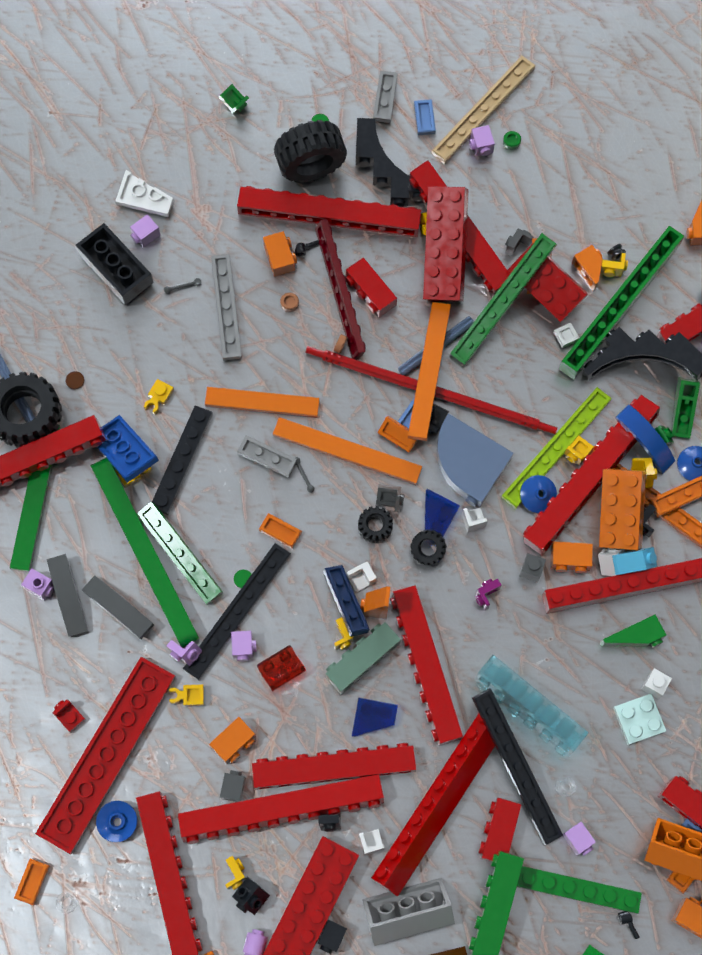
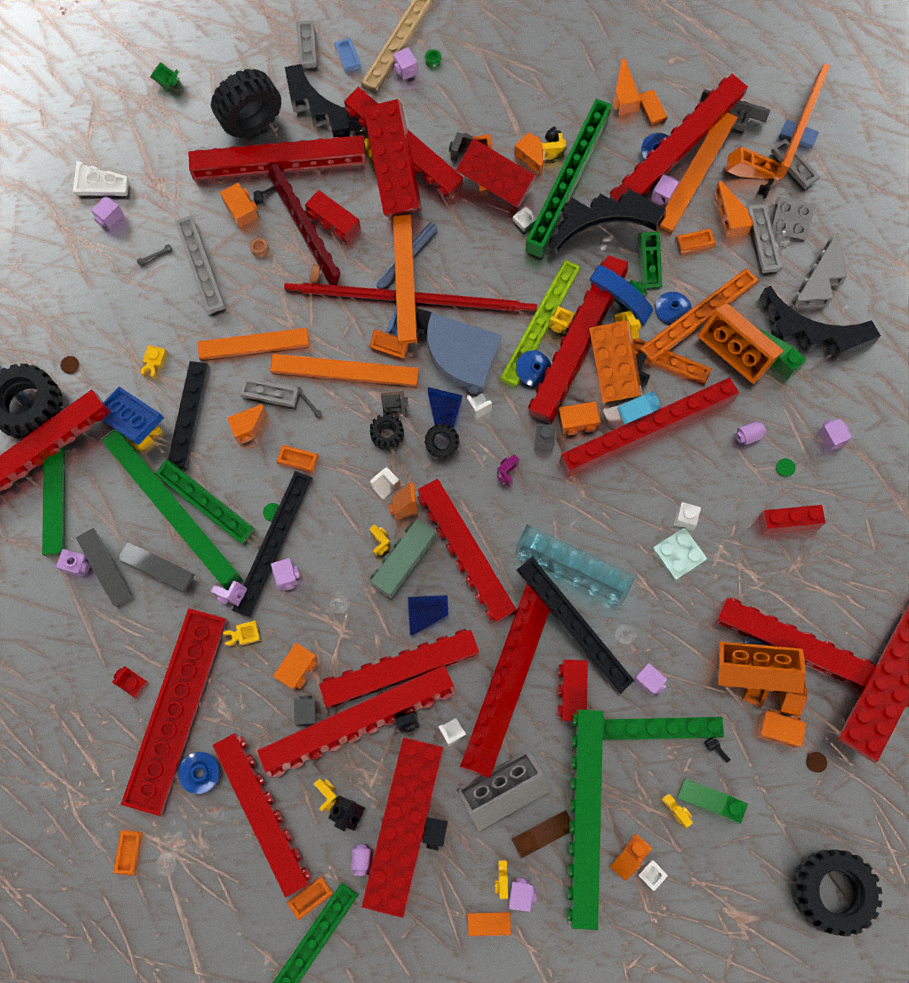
camera: 10 degrees left, 0 degrees up
(114, 263) = (83, 247): black brick -> none
(237, 483) = (247, 423): none -> orange slope
(281, 668) = (326, 586): clear red bracket -> none
(346, 600) = (375, 508): dark blue tile -> none
(503, 298) = (458, 196): green tile -> none
(641, 634) = (658, 476): green slope -> none

